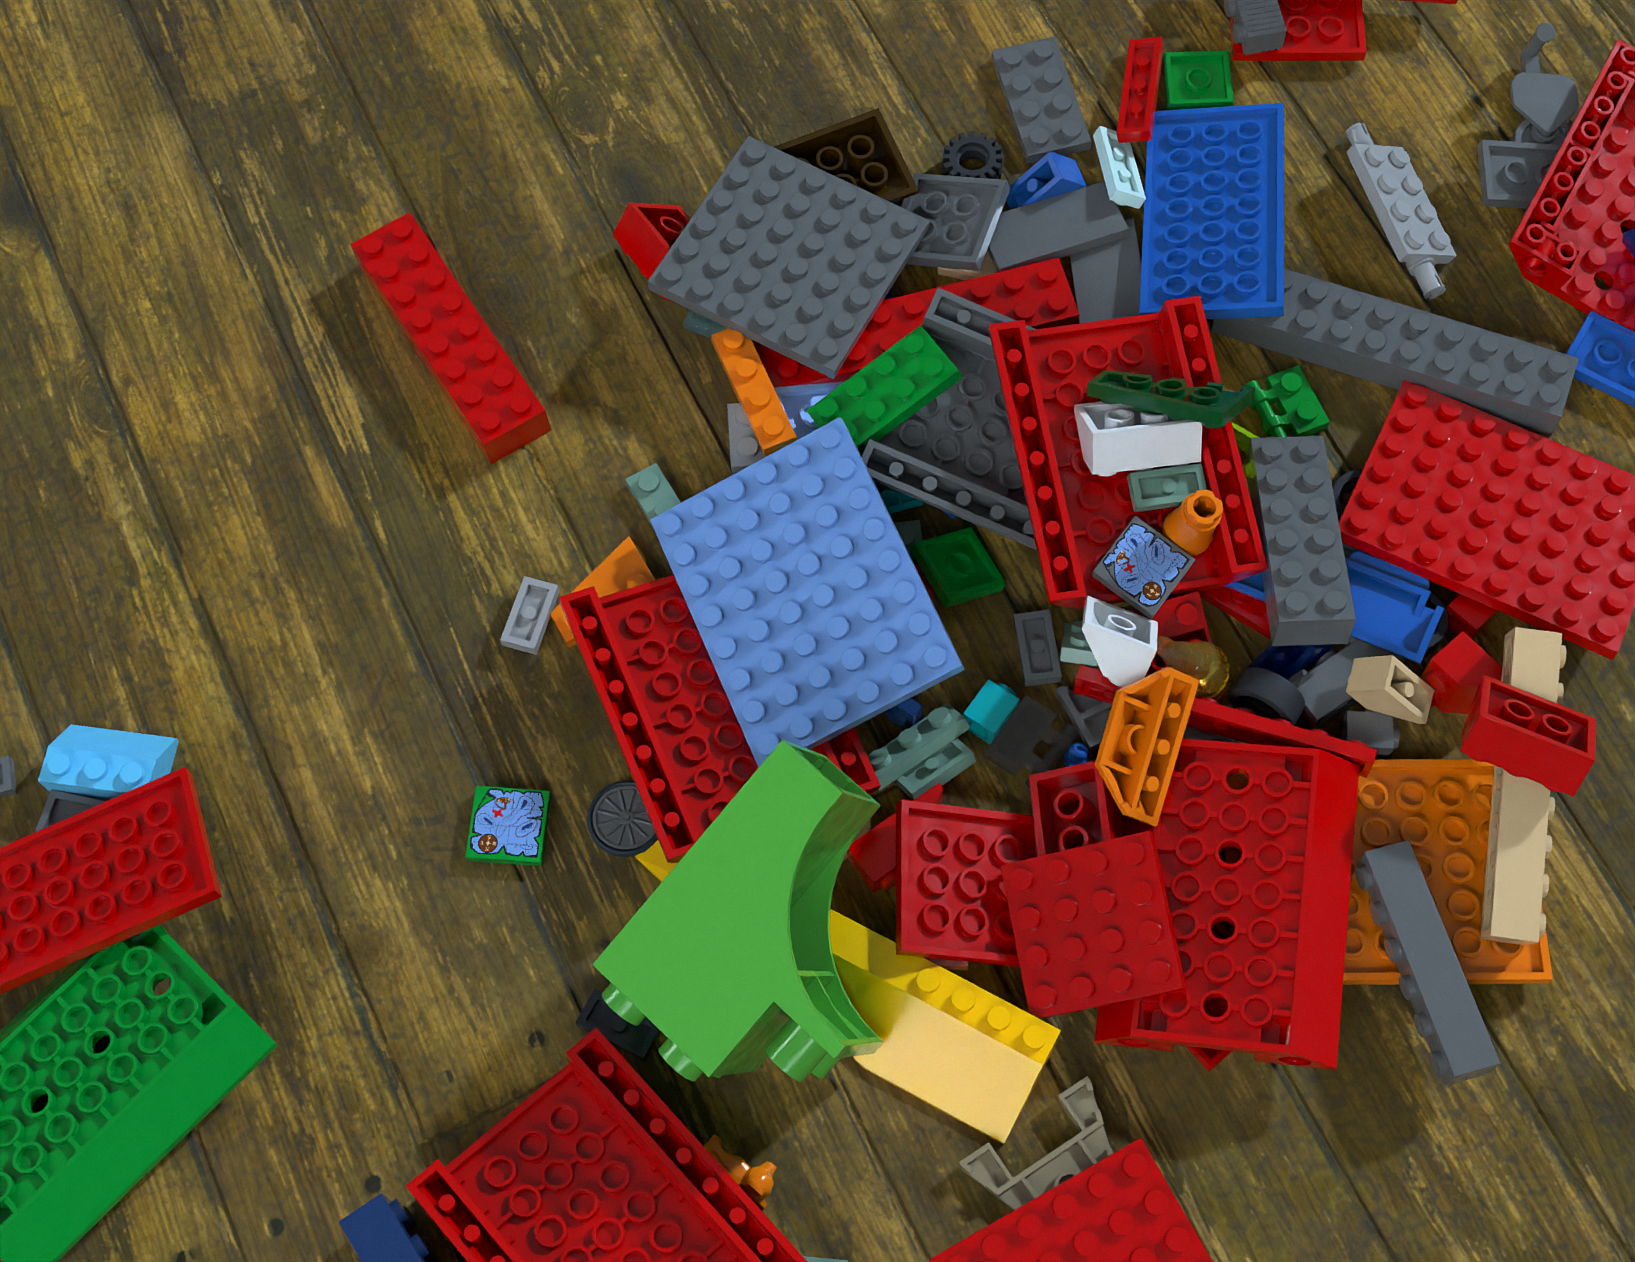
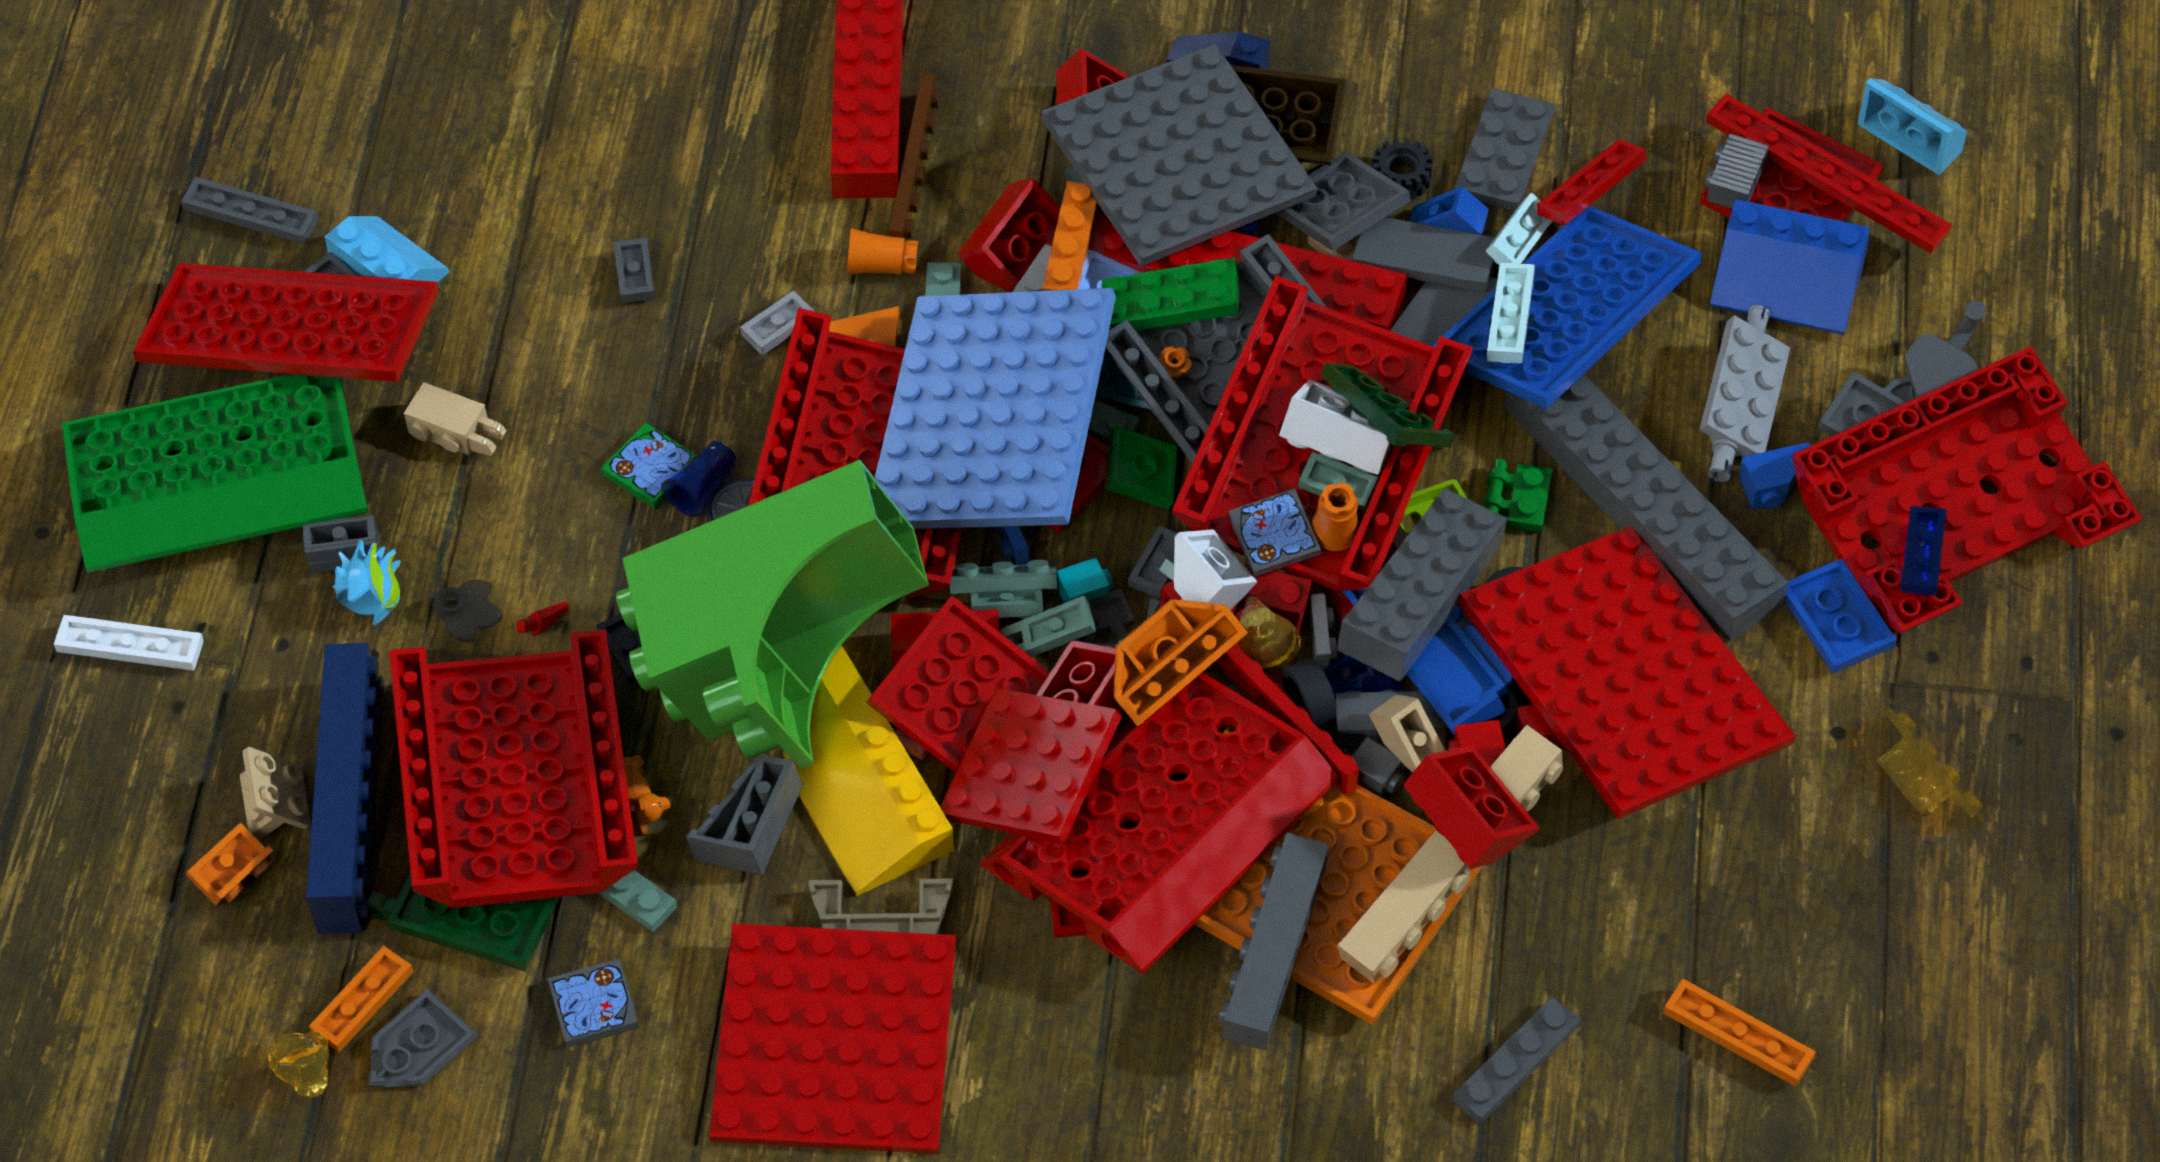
camera: 30 degrees right, 10 degrees down
(270, 1090) = (328, 538): none -> dark grey brick
(289, 895) = (451, 421): none -> tan hinge
(325, 1115) = (368, 582): none -> medium azure hair
(359, 640) = (634, 270): none -> dark grey plate
(442, 1078) = (471, 612): none -> clear smoke plate
(516, 1046) = (541, 619): none -> red bar
(552, 402) = (916, 151): none -> reddish brown plate
(569, 813) = (699, 479): none -> clear blue plant
(578, 495) = (880, 254): none -> orange plant
(688, 410) = (1012, 234): none -> red slope
(717, 151) = (1237, 48): none -> dark blue slope
(862, 1136) = (750, 819): none -> dark grey wedge
(932, 443) = (1177, 370): none -> orange plate
(998, 771) = (1052, 627): none -> sand green plate
(1186, 244) = (1510, 313): none -> light aqua plate
(1197, 79) = (1655, 202): green tile -> none
(1235, 643) = (1321, 620): none -> light grey plate
(1357, 74) = (1790, 264): none -> blue slope
(1479, 269) = (1769, 476): none -> blue slope

